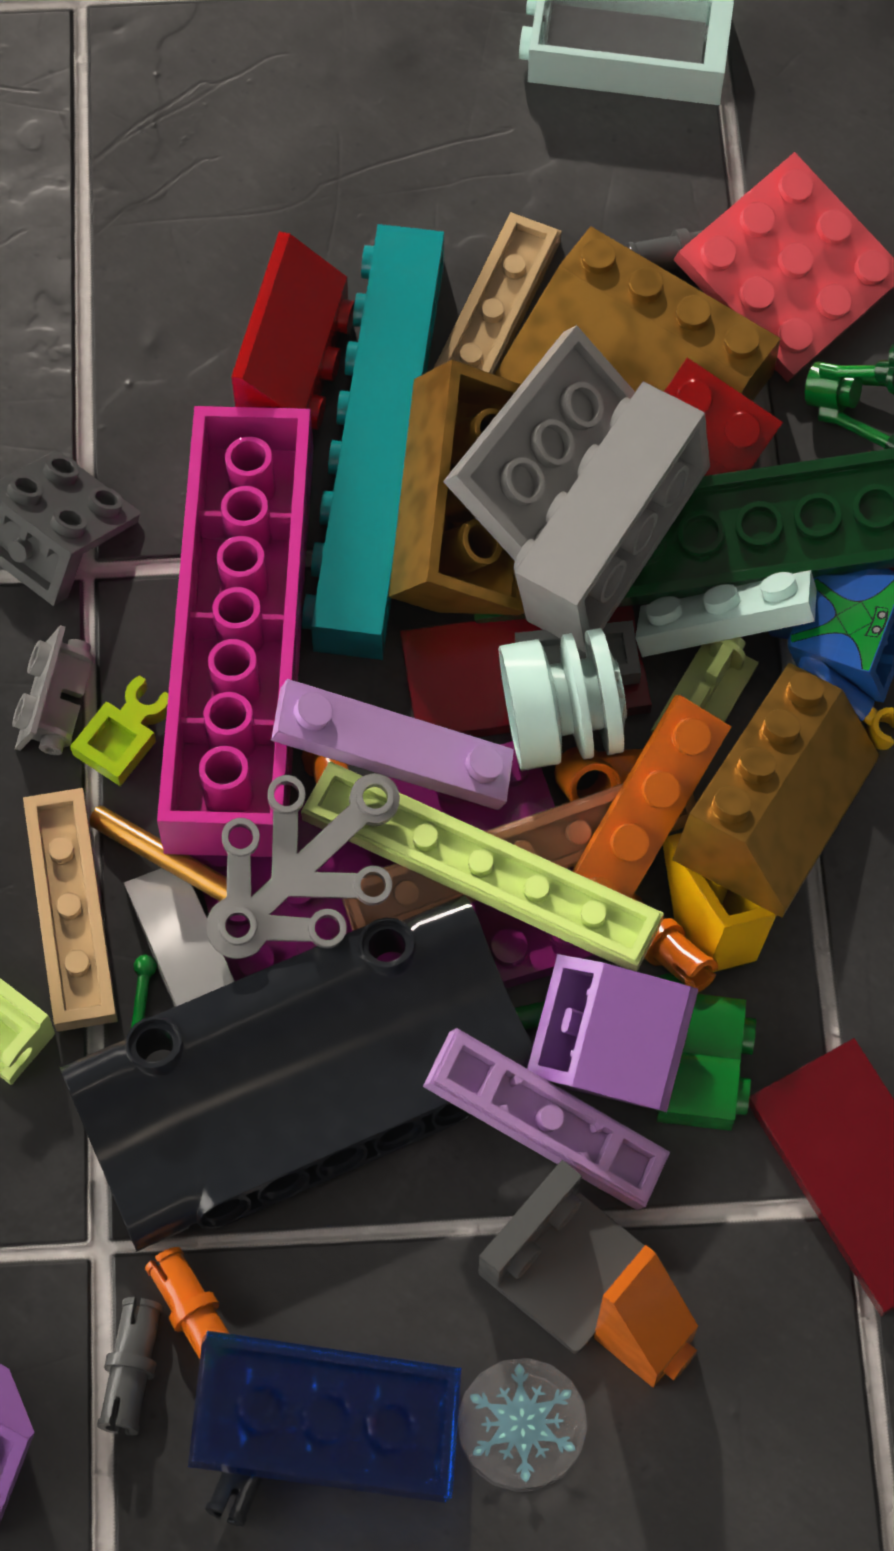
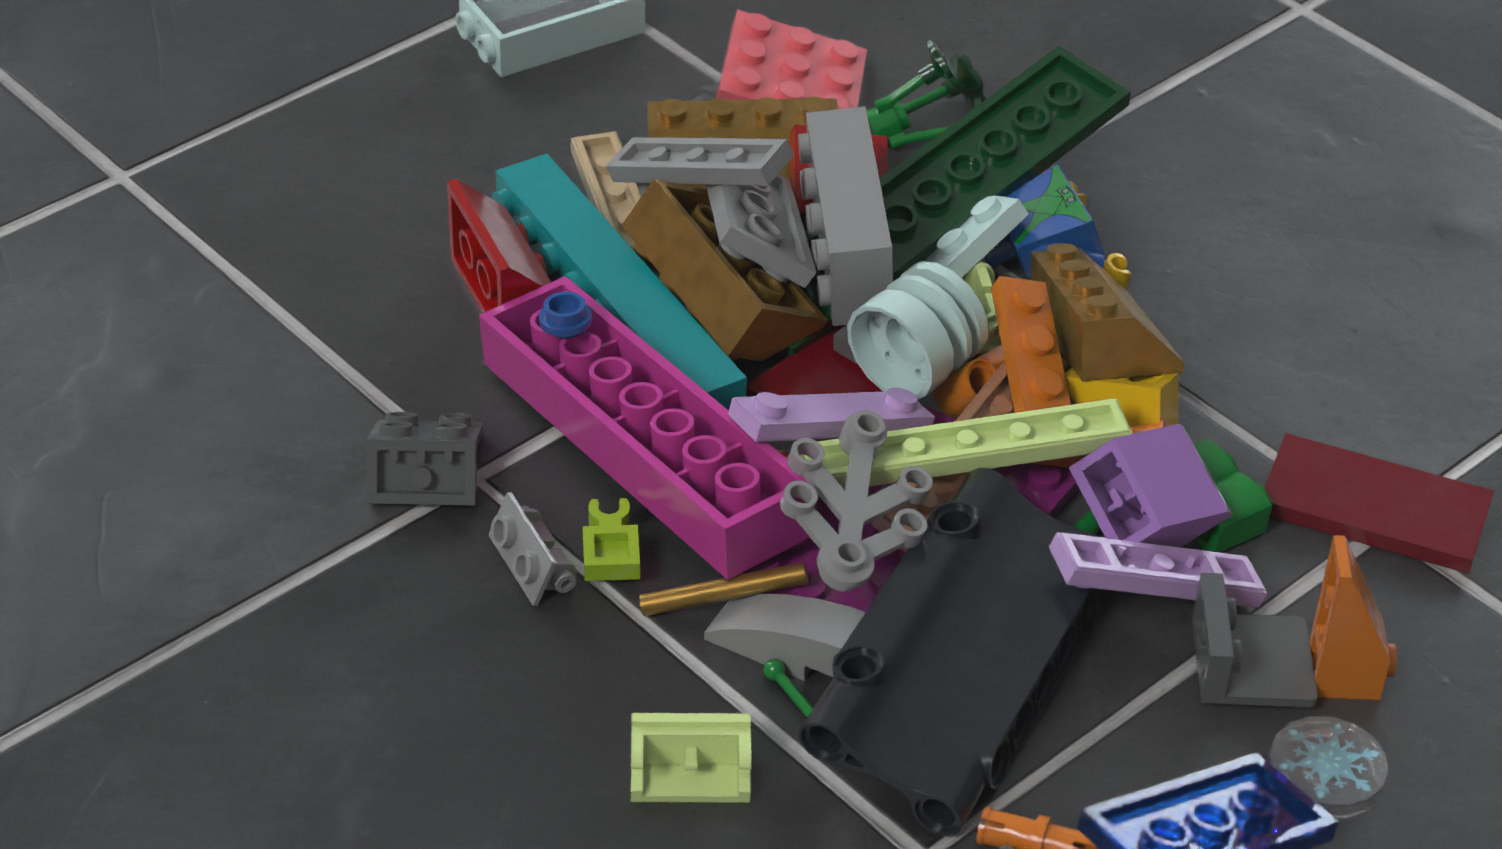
camera: 40 degrees left, 25 degrees down
(70, 910) = (684, 660): tan plate -> none
(248, 468) = (565, 315): none -> blue plate
(520, 363) = (700, 161): none -> light grey piece

